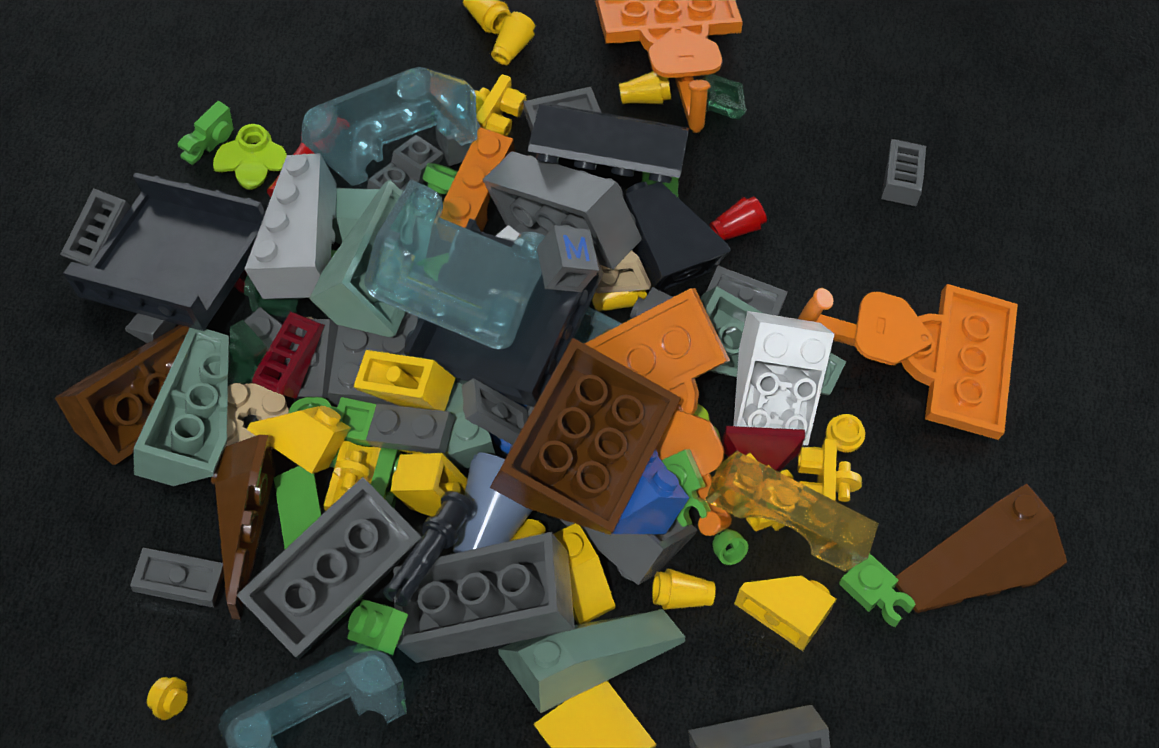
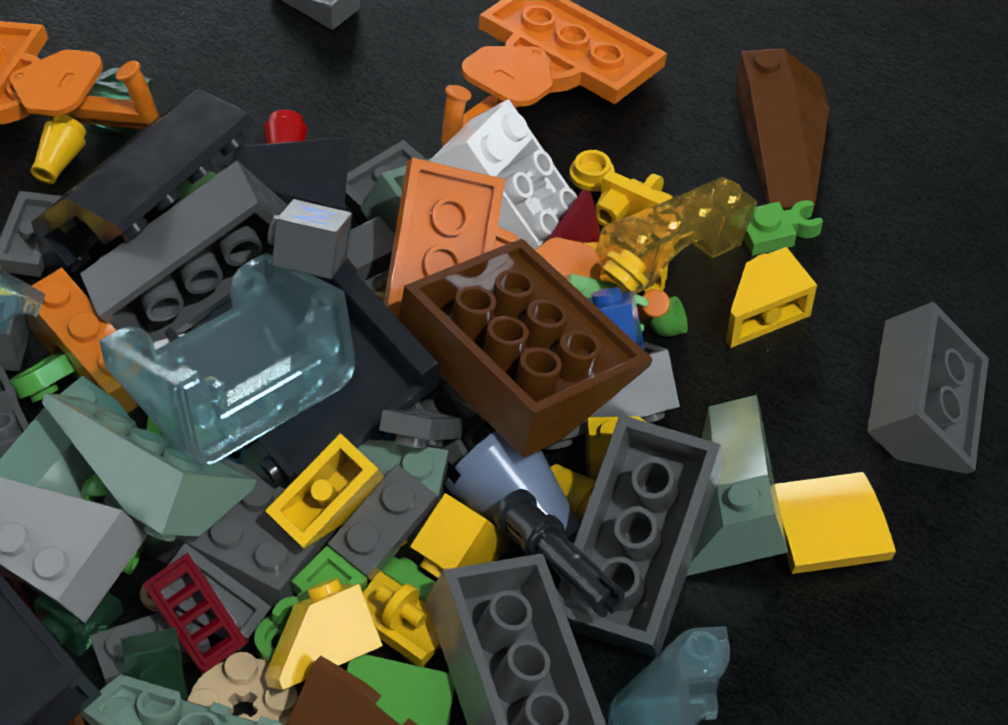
camera: 60 degrees left, 10 degrees down
(376, 626) = (621, 653): bright green plate -> none
(681, 590) = (700, 378): yellow cone -> none
(704, 483) = (625, 270): none -> yellow plate

